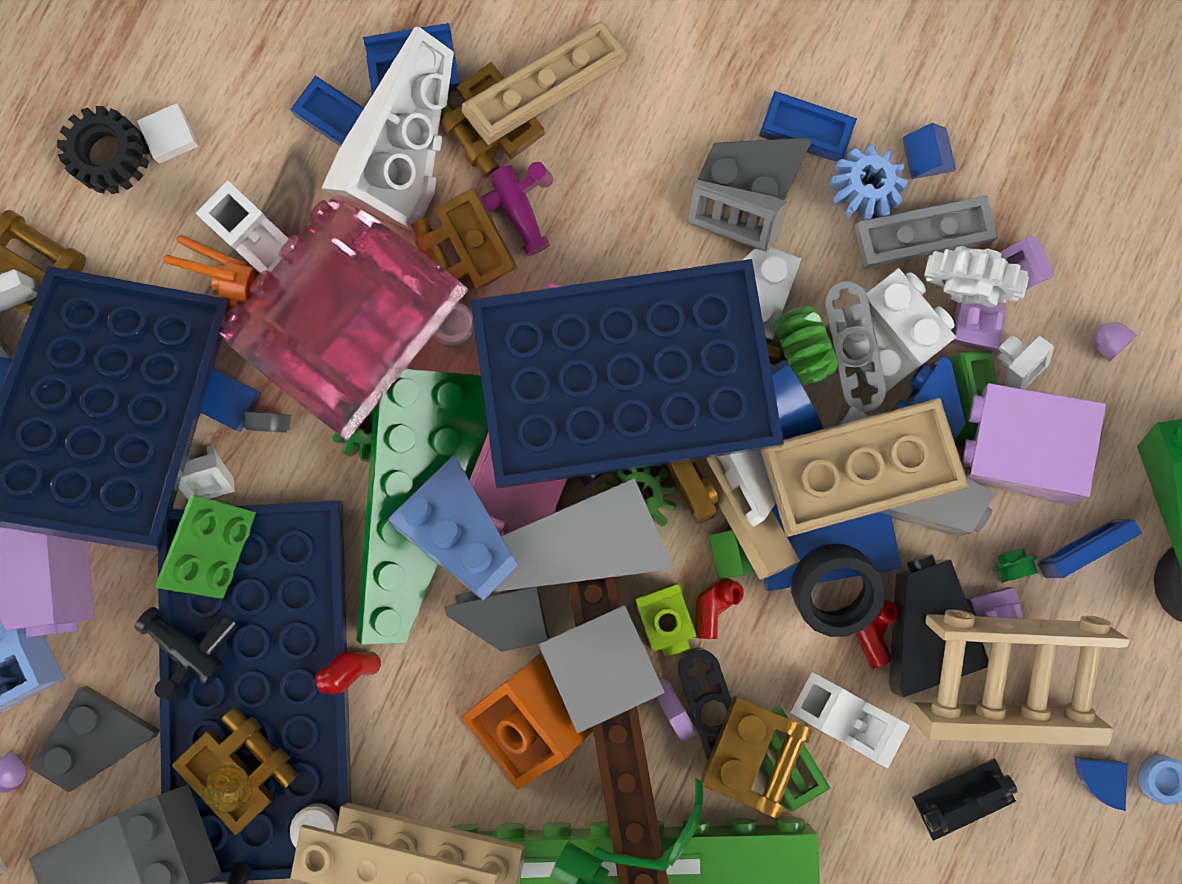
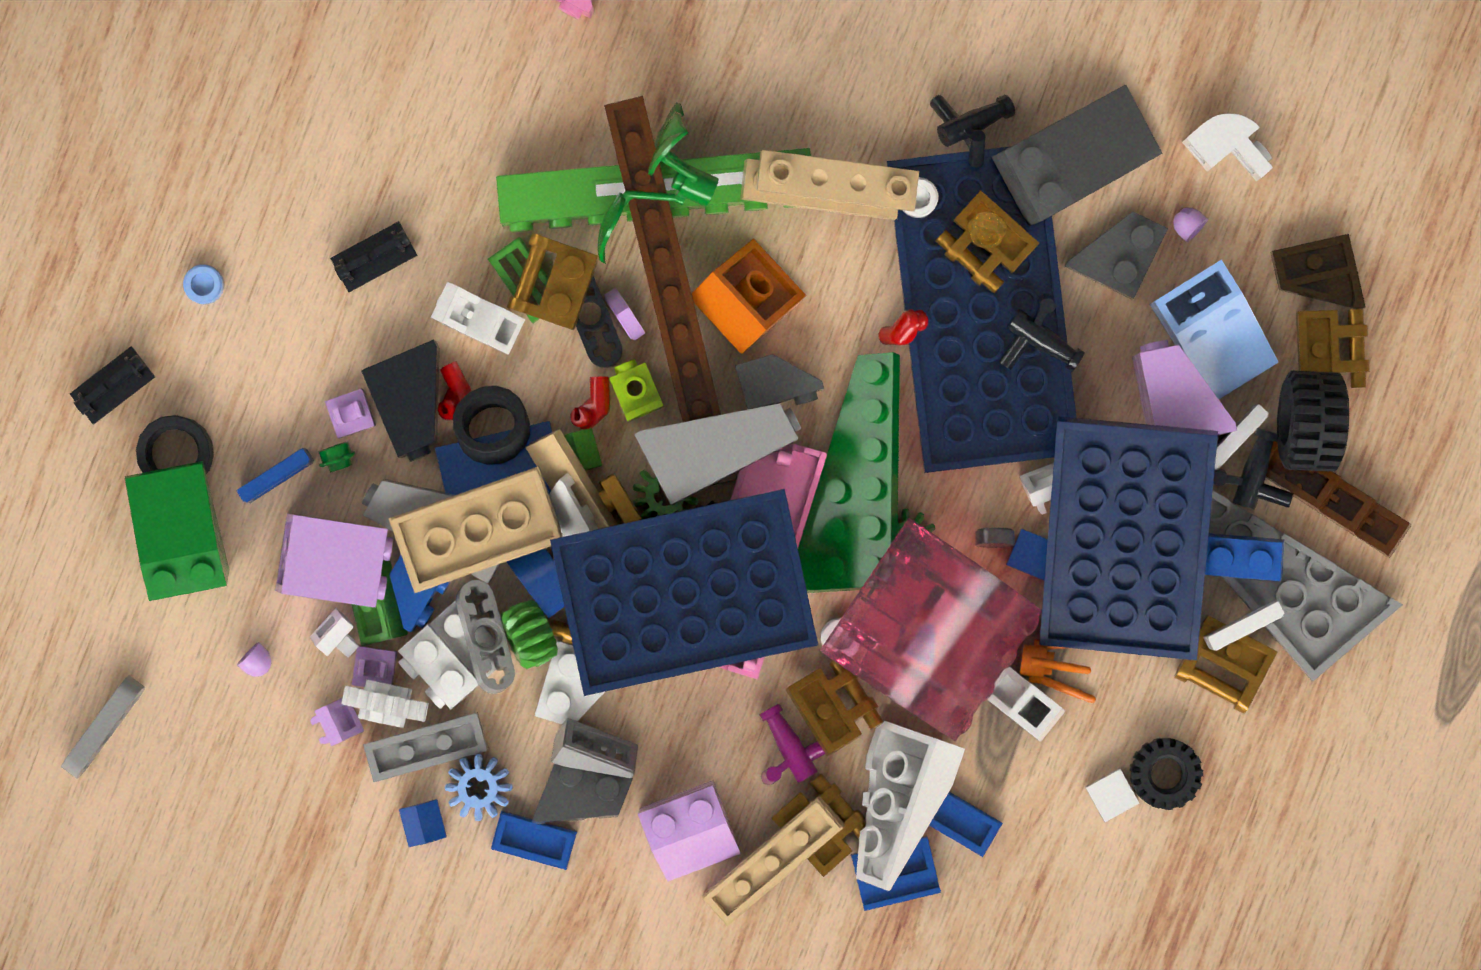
camera: 175 degrees right, 5 degrees up
(206, 548) = (1024, 423): bright green hinge -> none
(456, 530) = (817, 453): medium blue wing -> none
(601, 669) = (688, 346): light grey tile -> none
(641, 124) = (688, 831): none -> lavender slope
(1033, 720) = (321, 328): tan fence -> none
(1104, 780) = (255, 280): blue tile -> none

